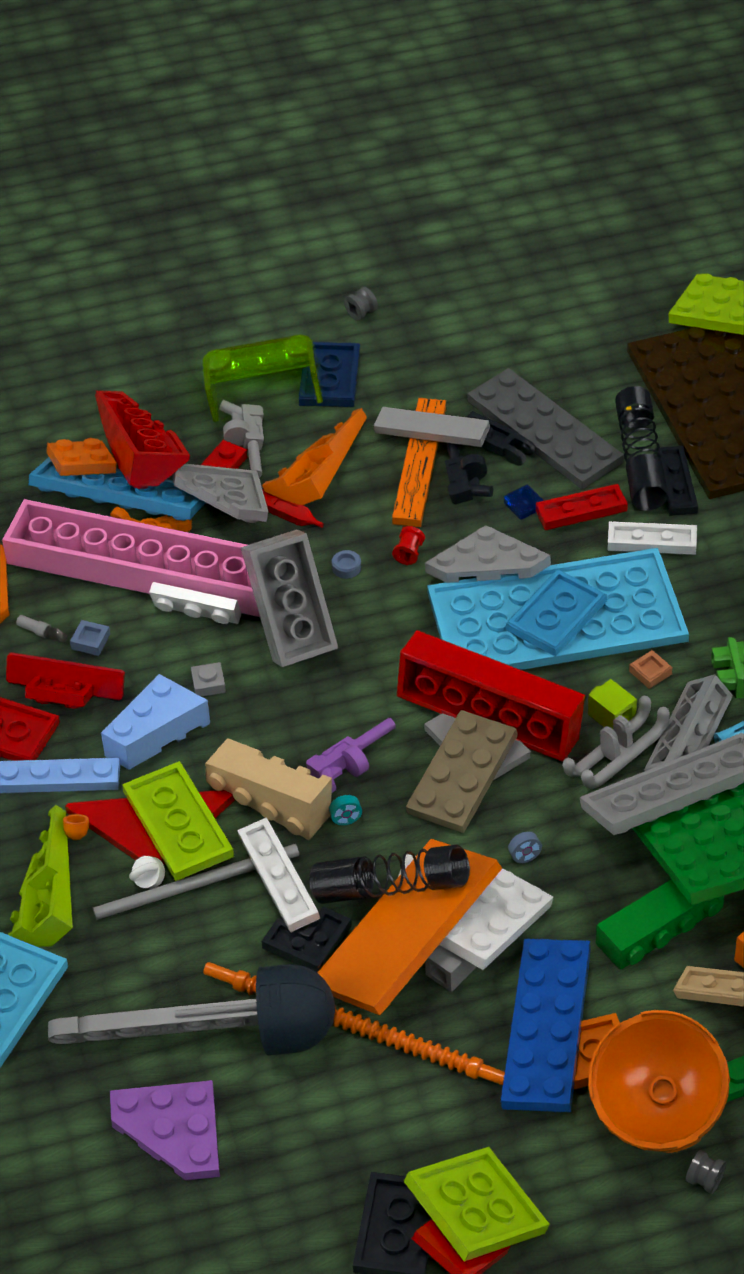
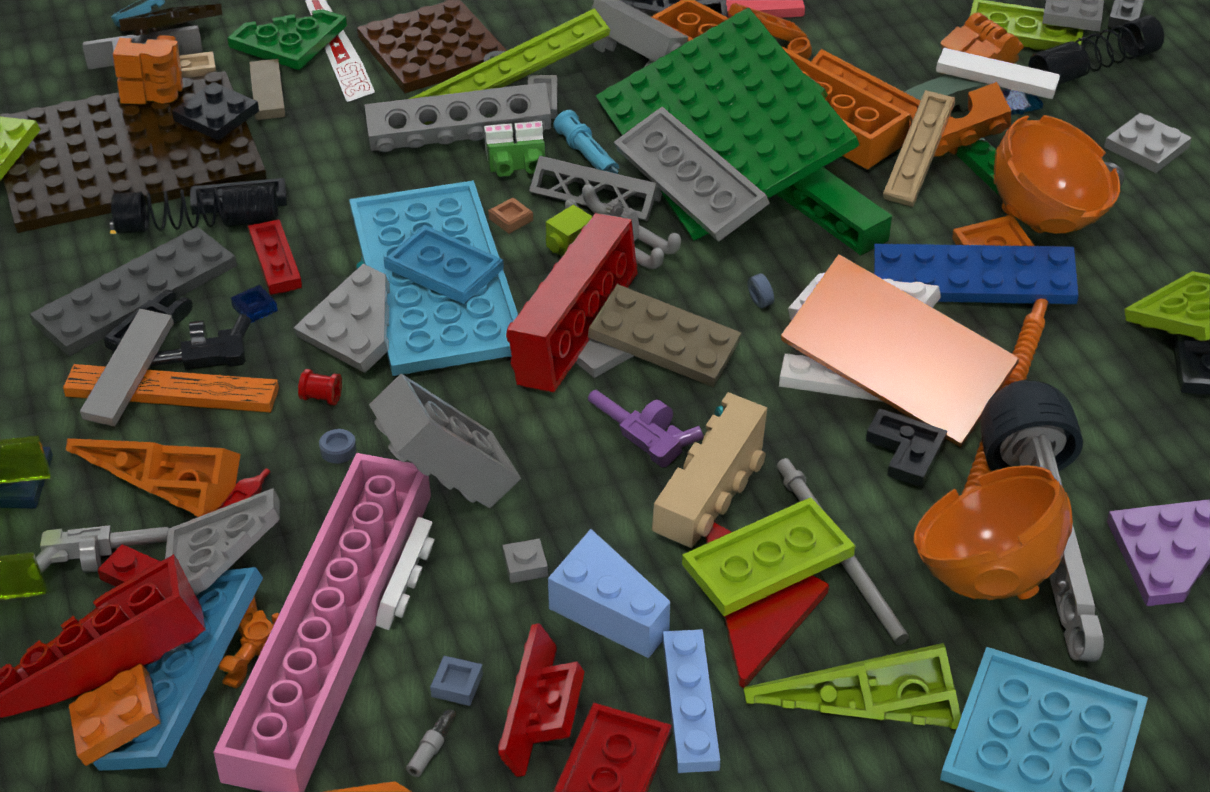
camera: 95 degrees left, 5 degrees down
(76, 826) = (775, 665): orange hinge -> none
(147, 872) = (840, 585): white tile -> none
(152, 955) = (998, 535): none -> orange rock
(278, 874) = (837, 460): white plate -> none
(355, 877) = (842, 395): black piece -> none
(644, 536) = (328, 208): white plate -> none

